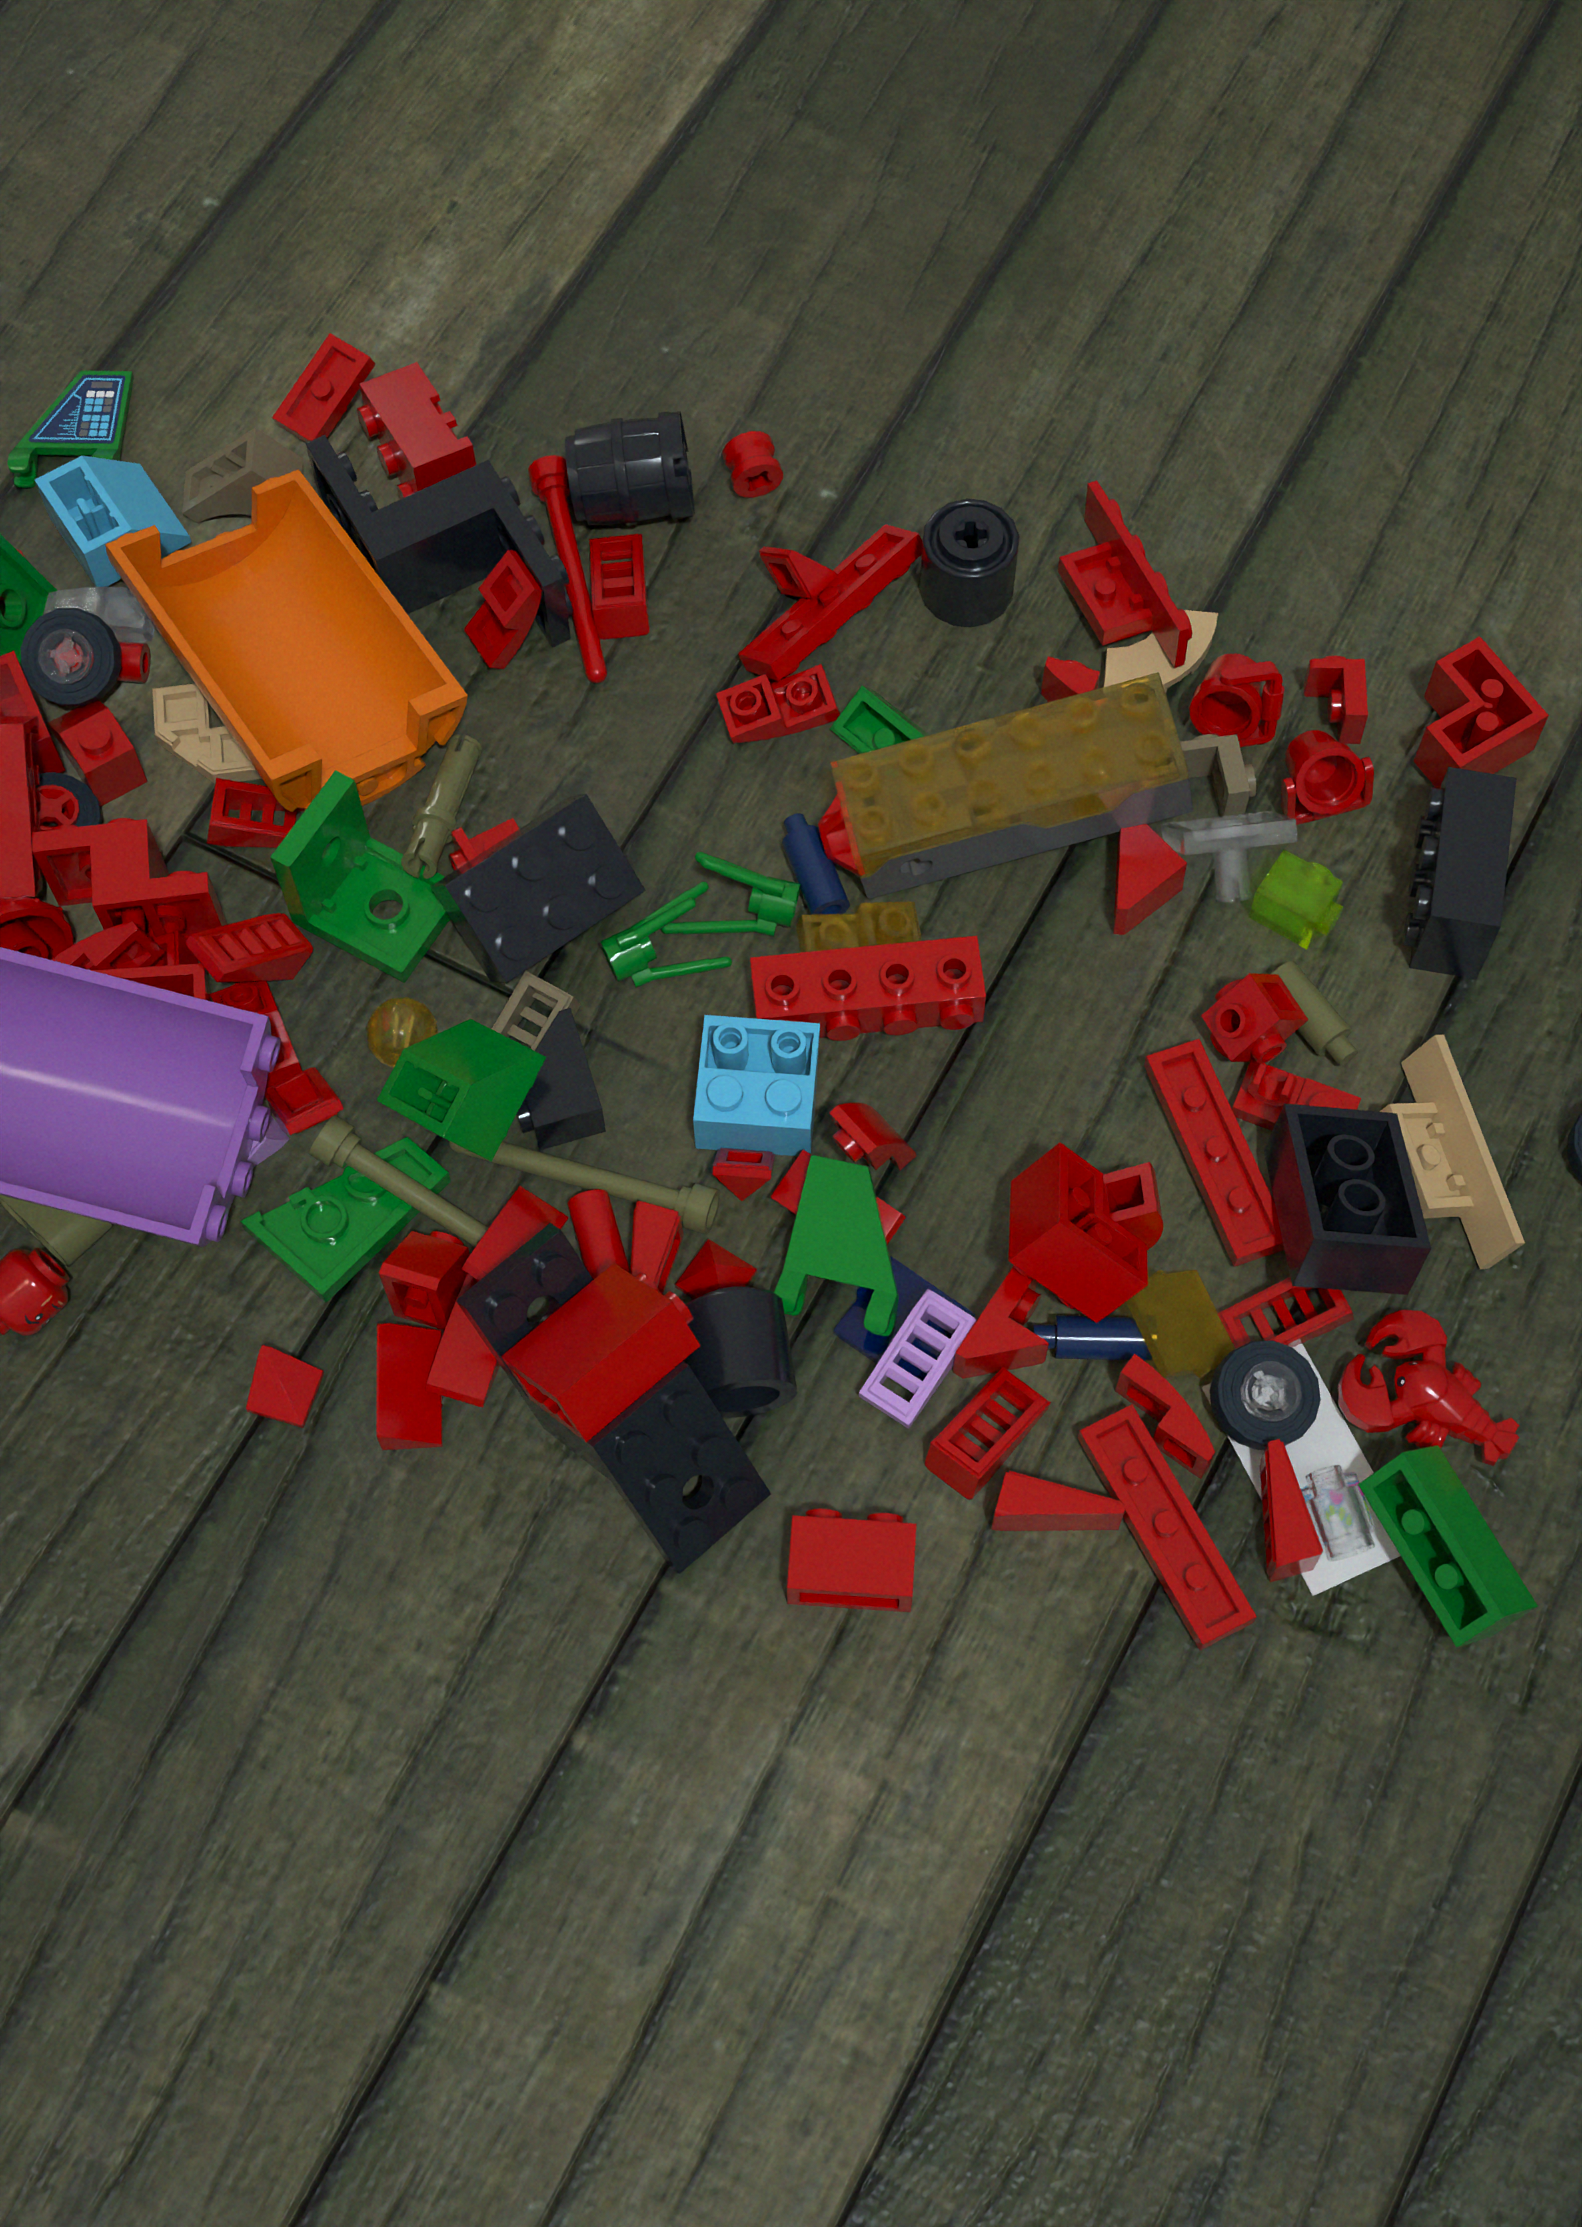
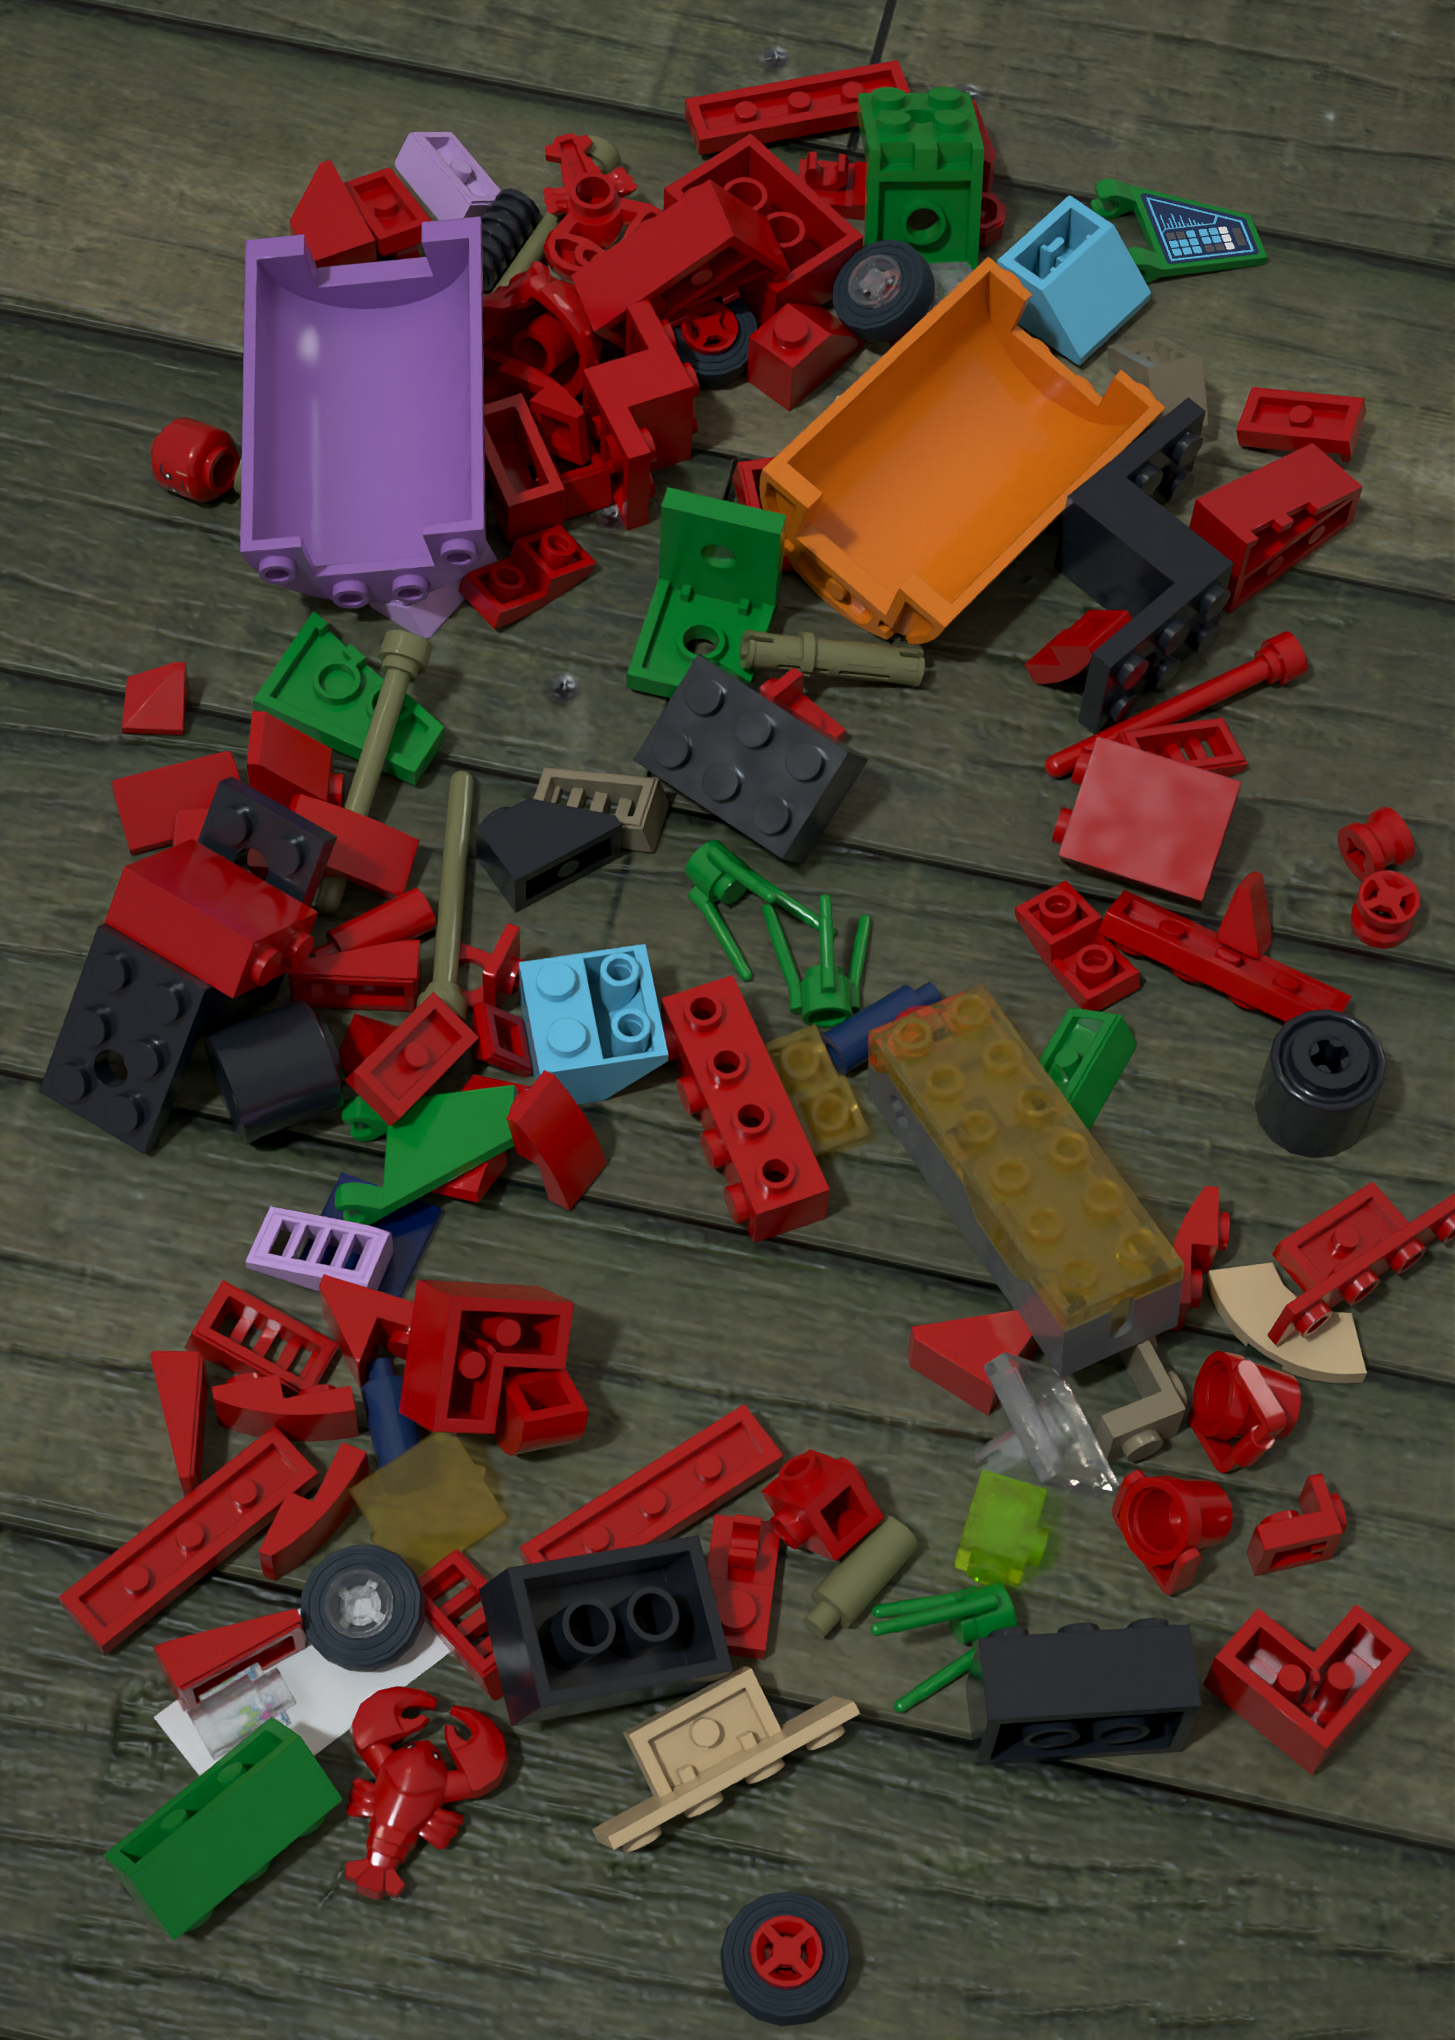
camera: 70 degrees right, 5 degrees down
(259, 948) = (633, 555): red slope -> none
(302, 1101) = (446, 621): red slope -> none
(397, 1026) = (557, 691): clear yellow piece -> none
(463, 1085) = (496, 747): green slope -> none
(630, 471) = (1308, 723): black piece -> none
(678, 1150) = (499, 968): none -> red bracket
(691, 610) = (1146, 819): none -> red brick
(759, 1233) = (411, 1059): none -> red plate
(822, 468) = (1390, 894): none -> red wheel
(851, 1561) = (79, 1240): red piece -> none
(1058, 1430) = (256, 1403): none -> red slope
(1368, 941) = (971, 1616): none -> green plant

